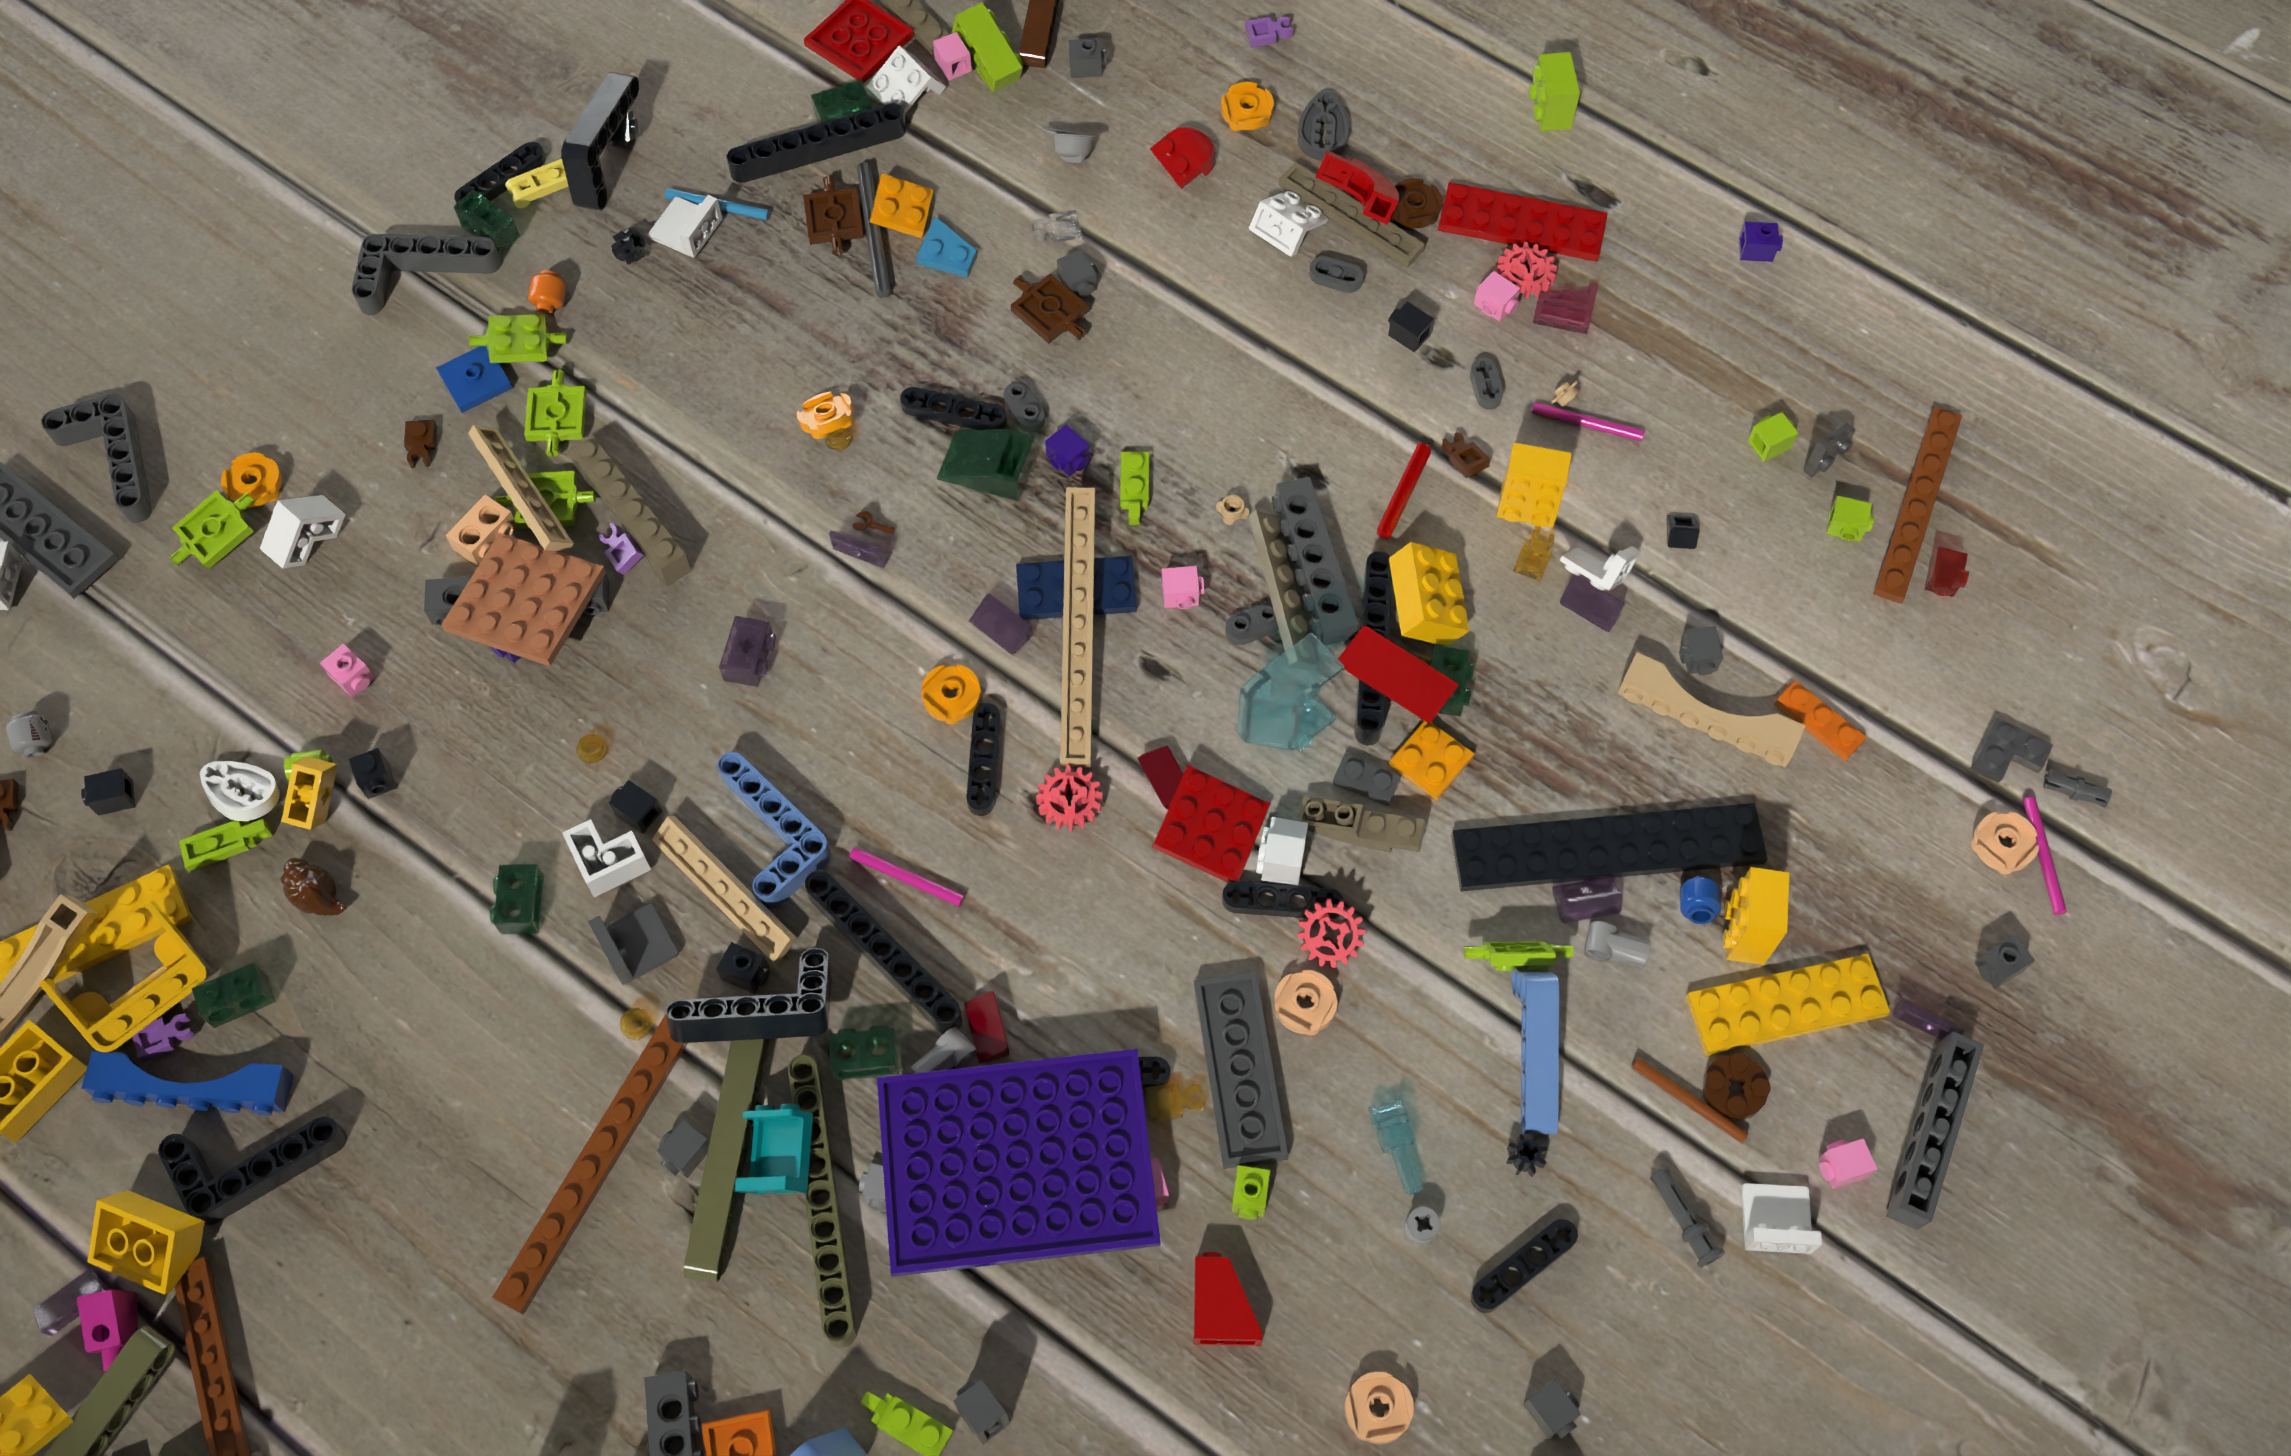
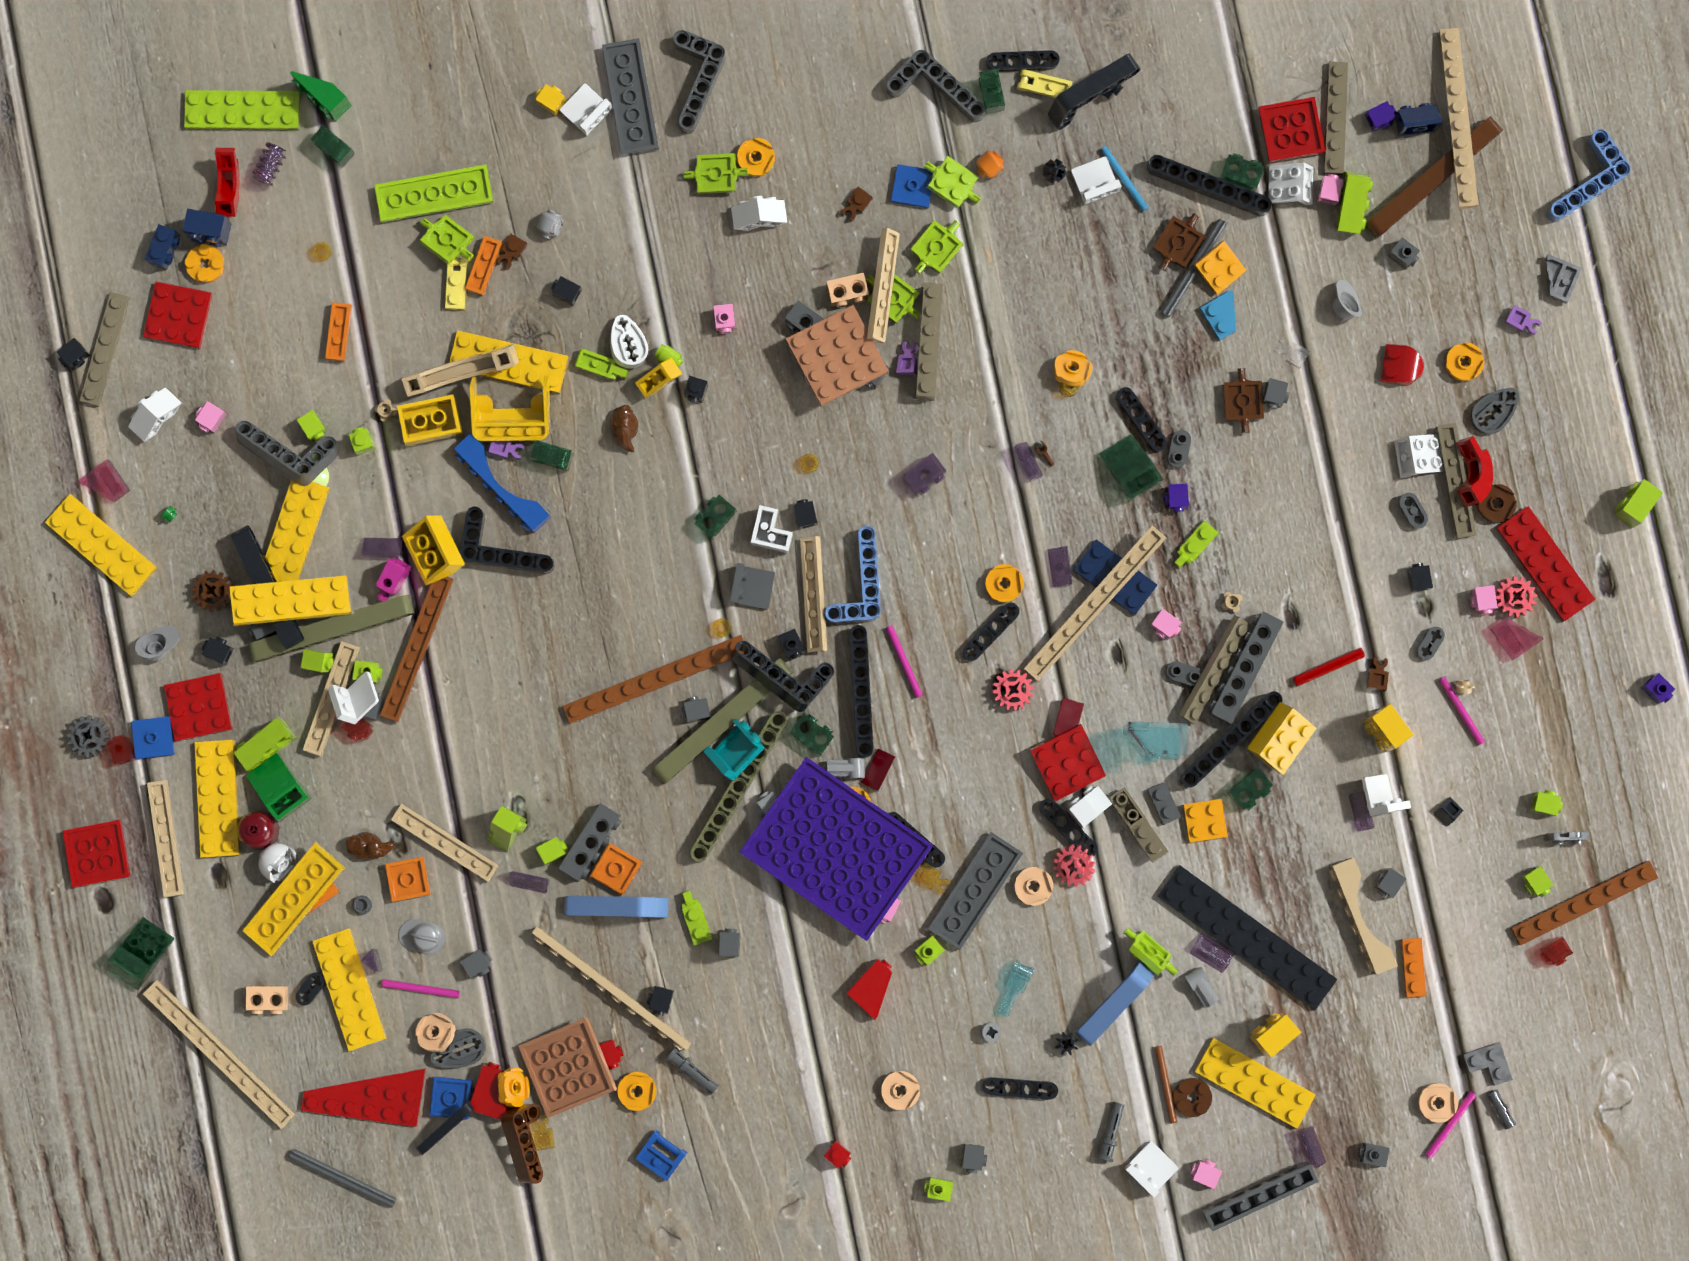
camera: 40 degrees right, 20 degrees up
(1397, 674) = (1225, 766): red sticker -> none
(1534, 557) = (1357, 762): clear yellow plate -> none
(1700, 900) = (1262, 1001): blue head -> none

